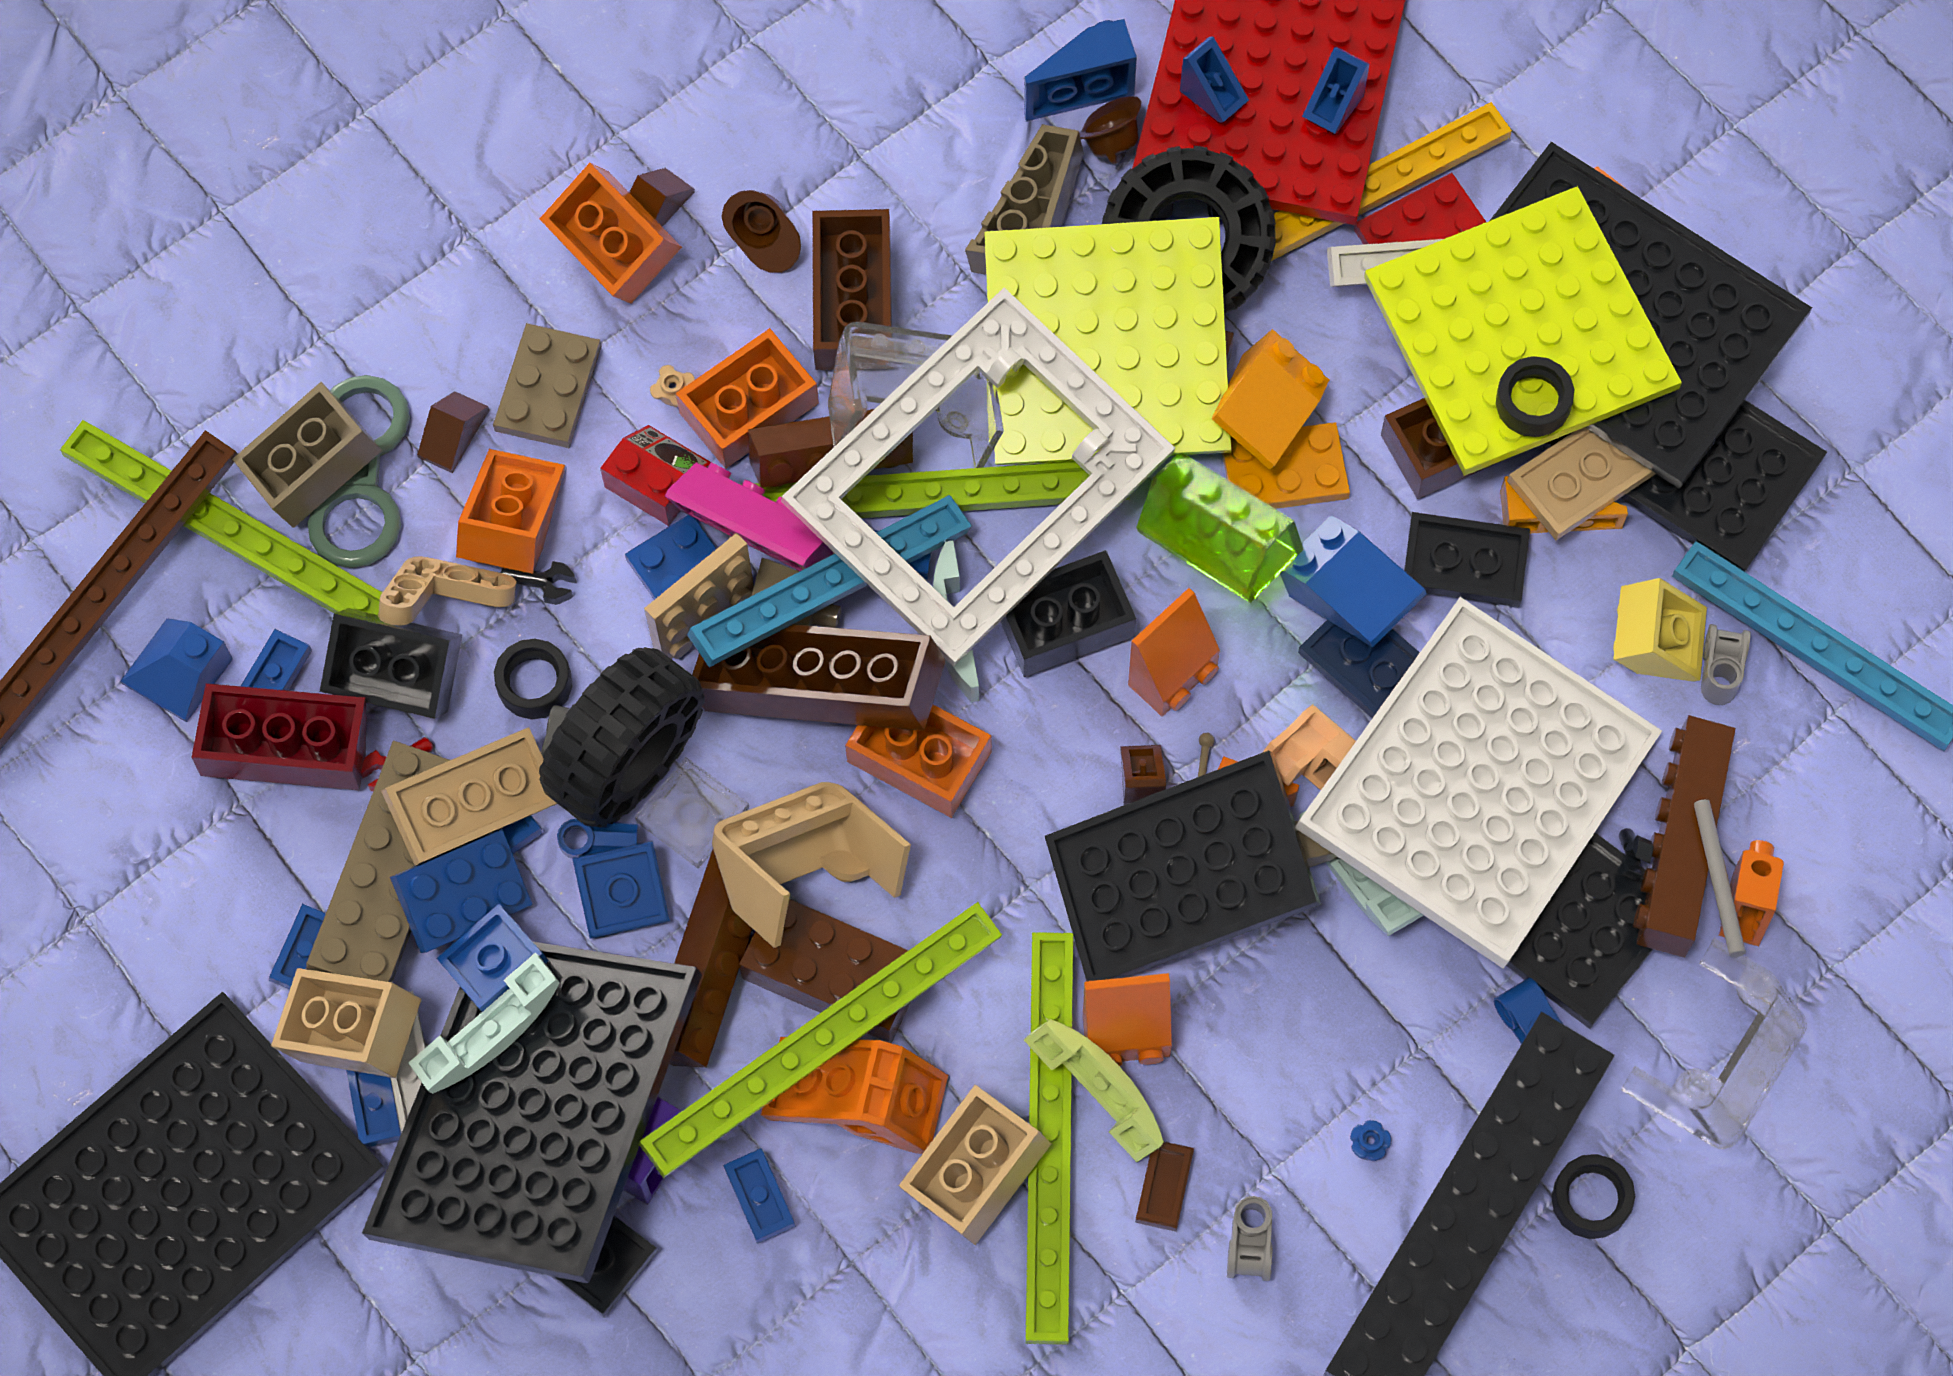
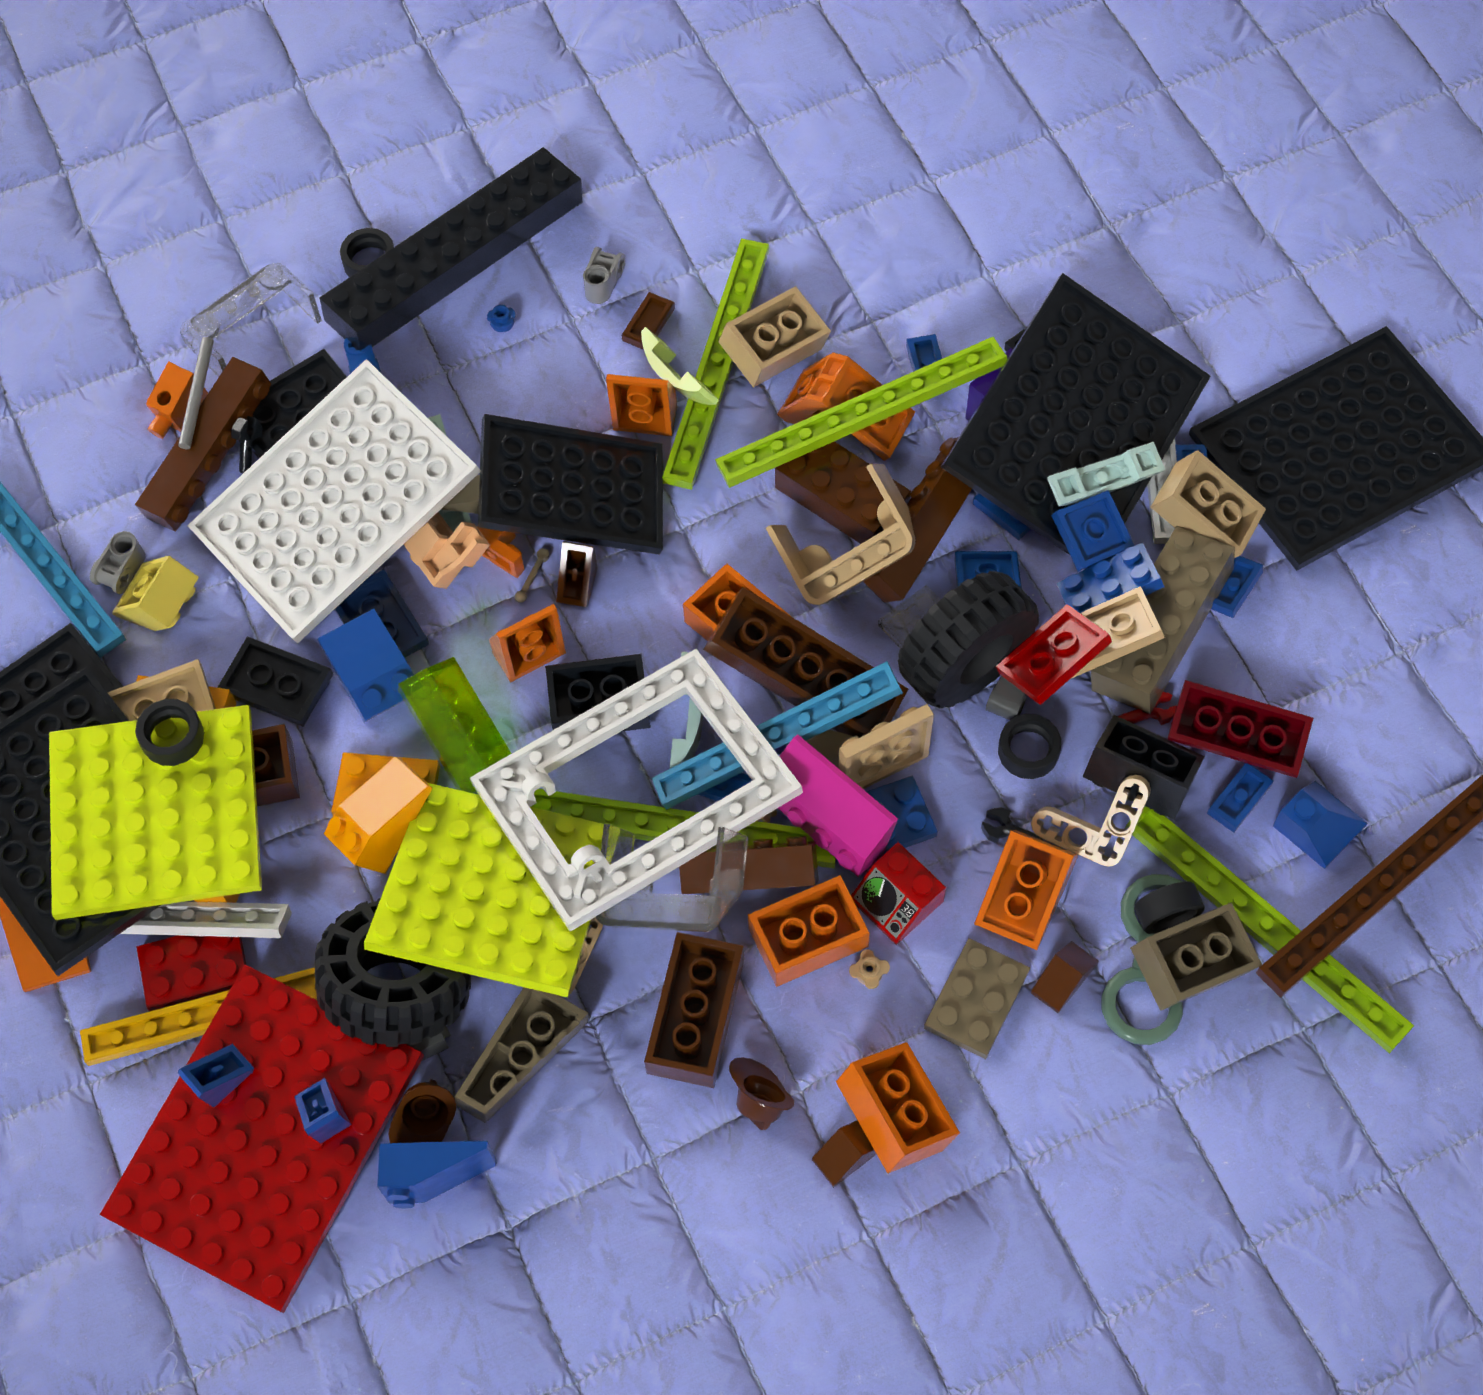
camera: 165 degrees left, 5 degrees down
(342, 497) = (1169, 907): none -> black tyre
(506, 755) = (1054, 654): none -> red plate

